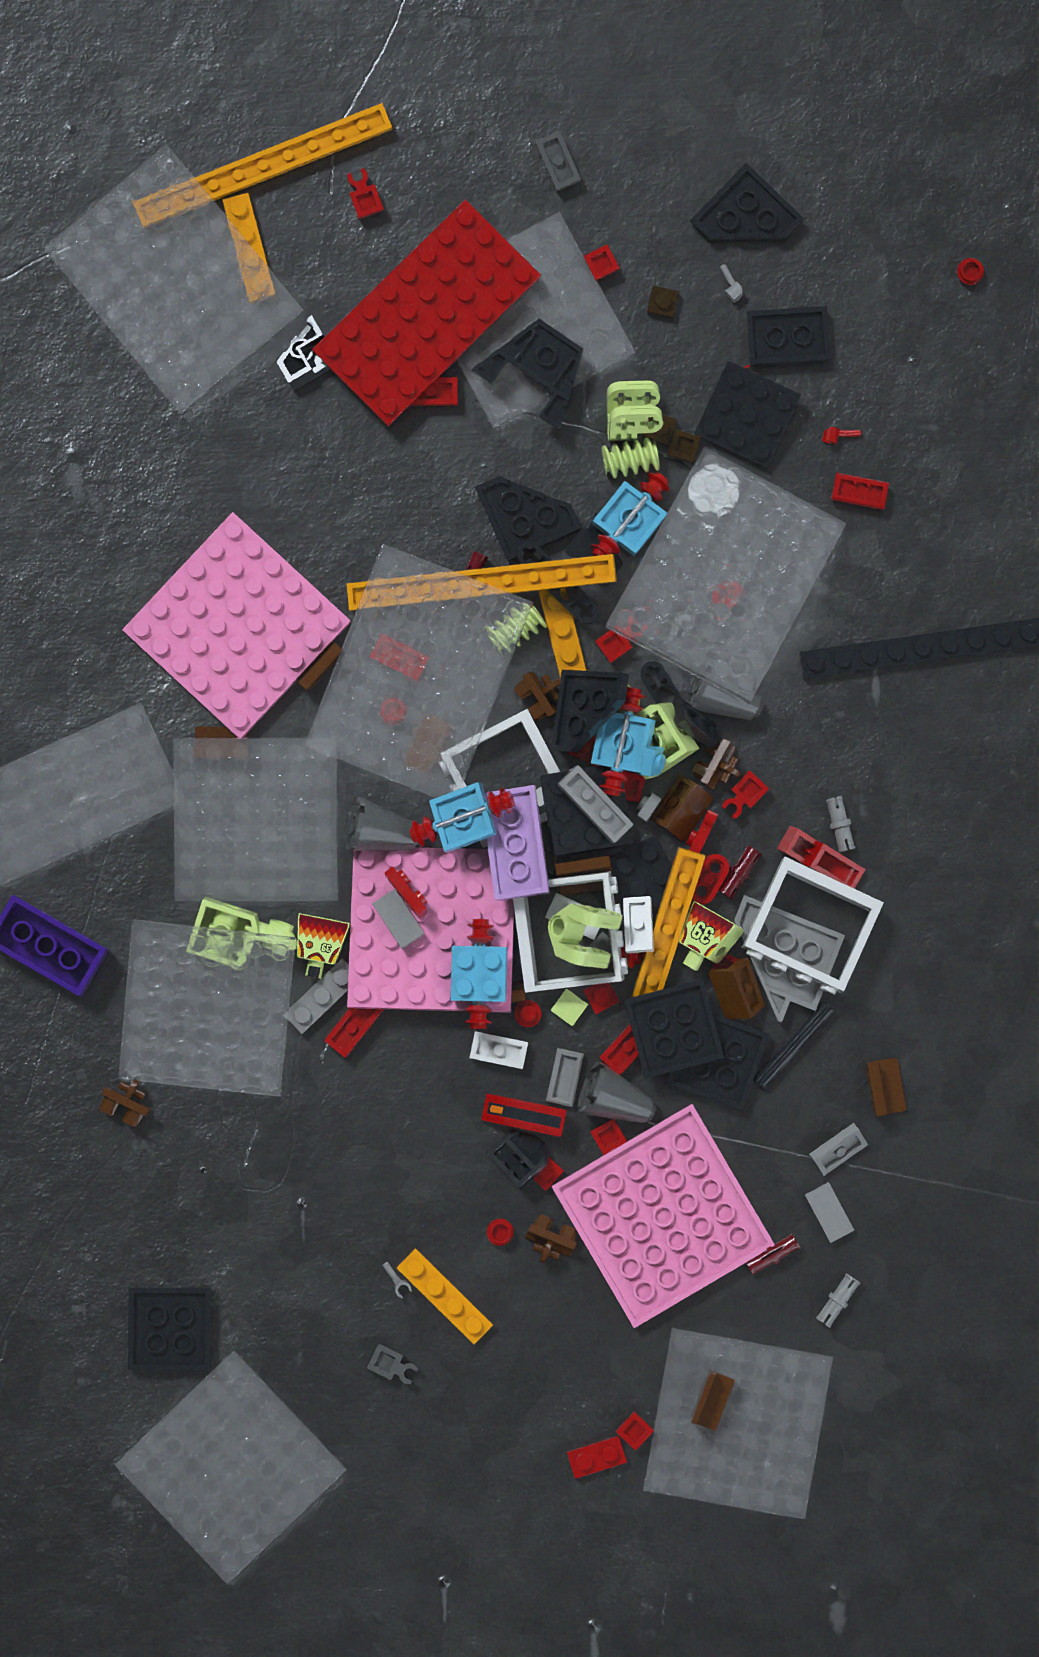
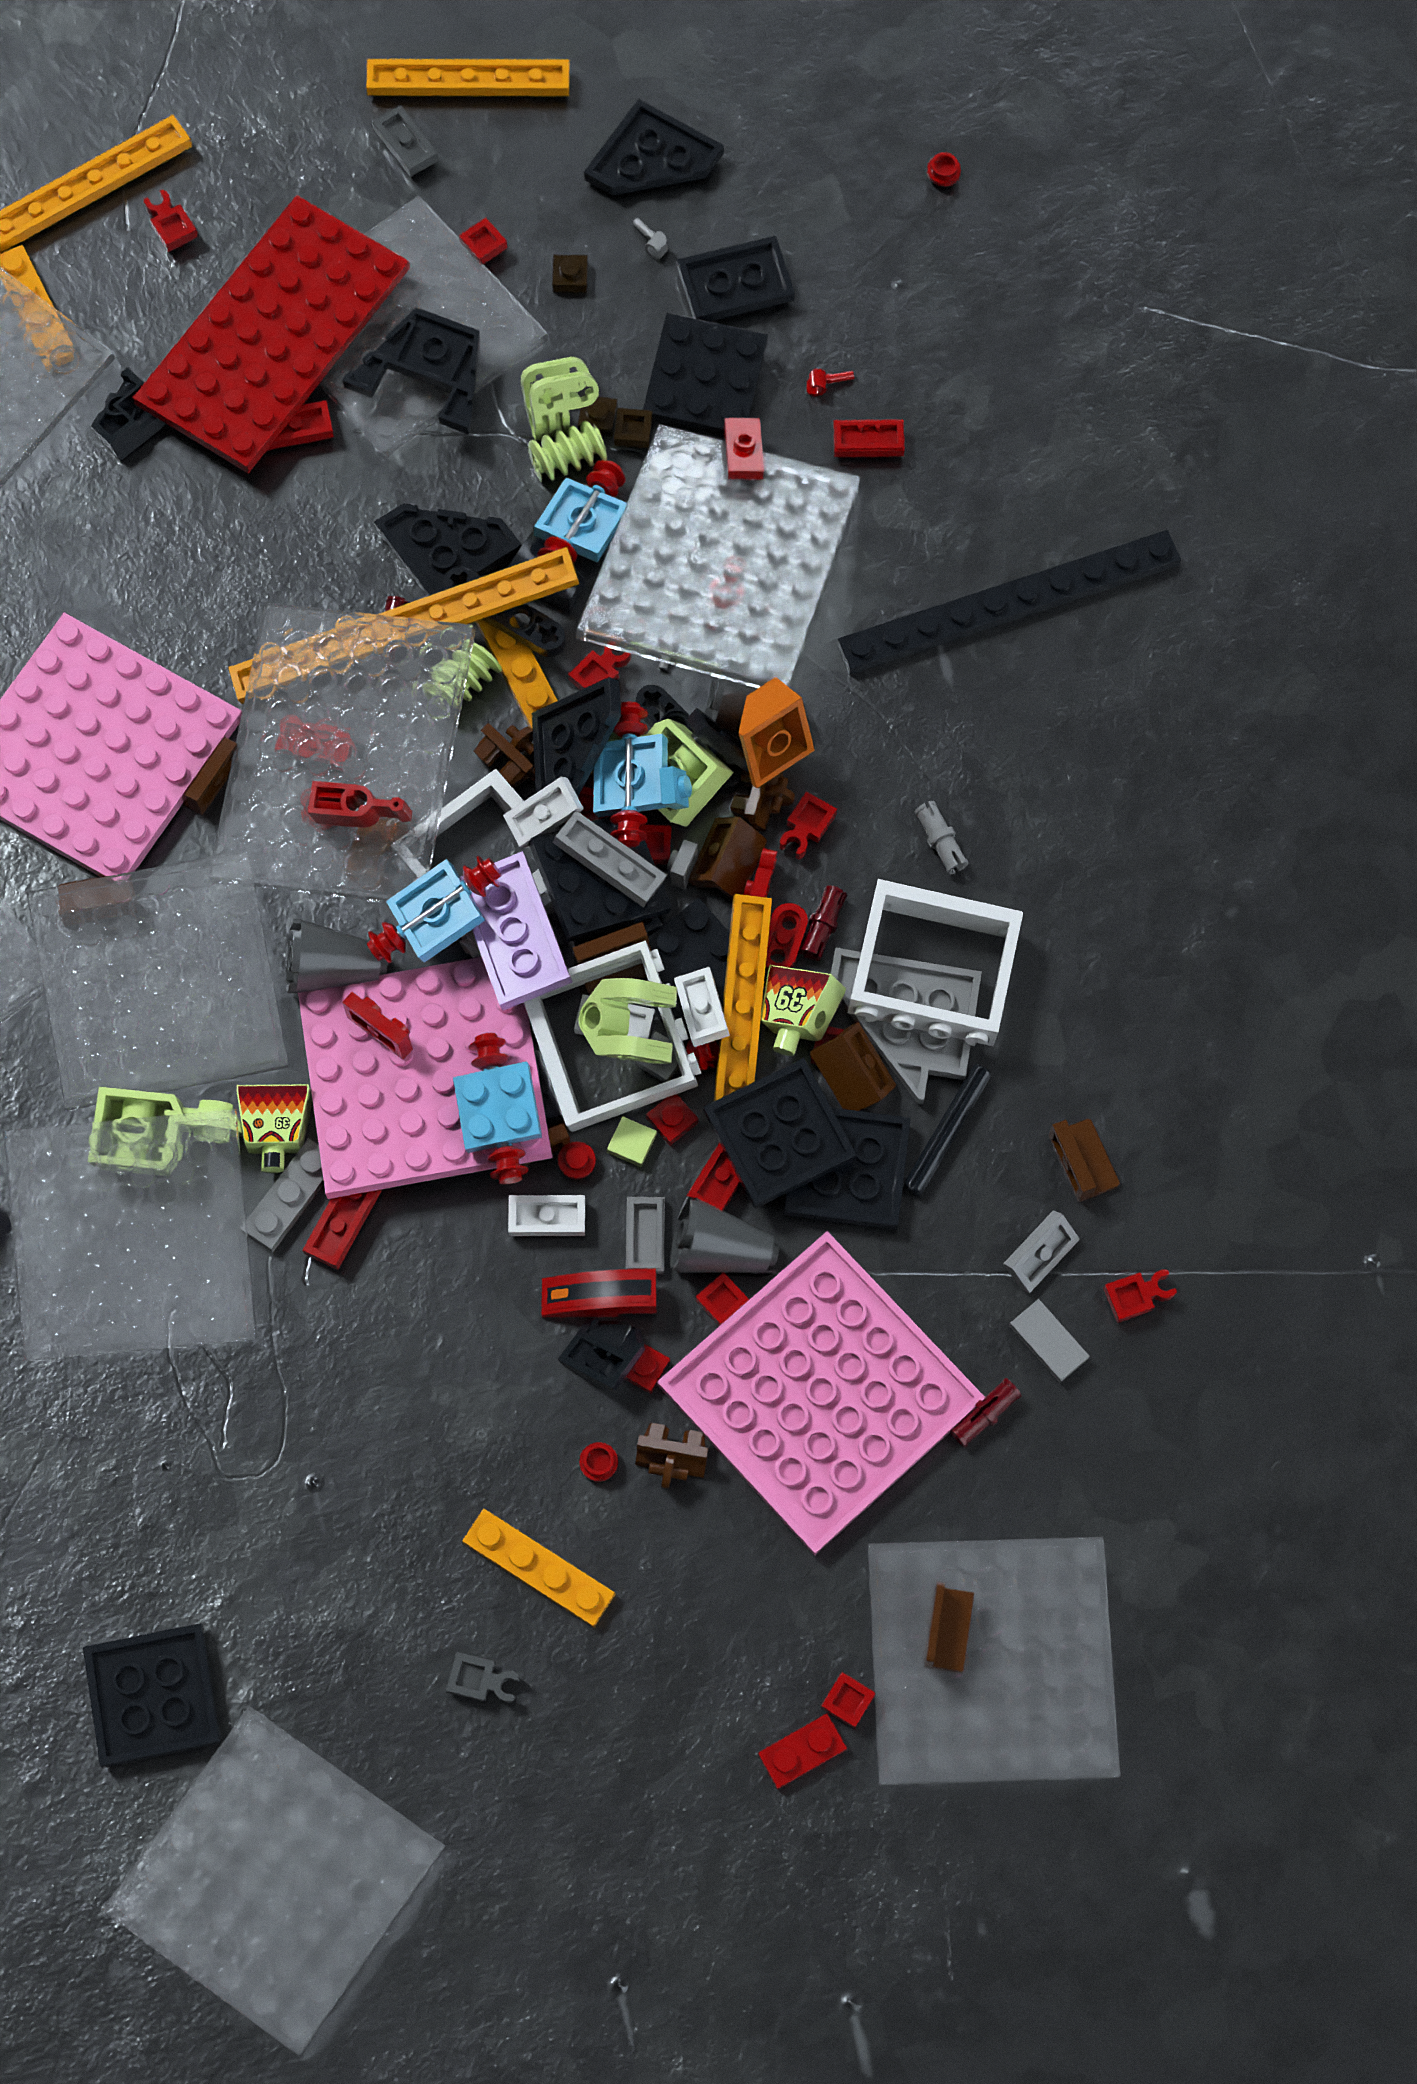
camera: 10 degrees left, 15 degrees down
(135, 1109) = (54, 1396): reddish brown hips -> none
(396, 1279) = (464, 1557): light grey hand -> none
(398, 919) = (374, 1063): light grey tile -> none
(413, 727) = (336, 805): none -> red piece
(554, 757) = (543, 811): none -> white plate
(617, 114) = (467, 77): none -> light orange plate
(733, 731) = (773, 731): none -> orange slope
(762, 486) = (744, 448): none -> plate
(820, 857) = (925, 873): red slope -> none
(838, 1300) = (1091, 1457): light grey pin -> none
(895, 1194) = (1133, 1296): none -> red plate

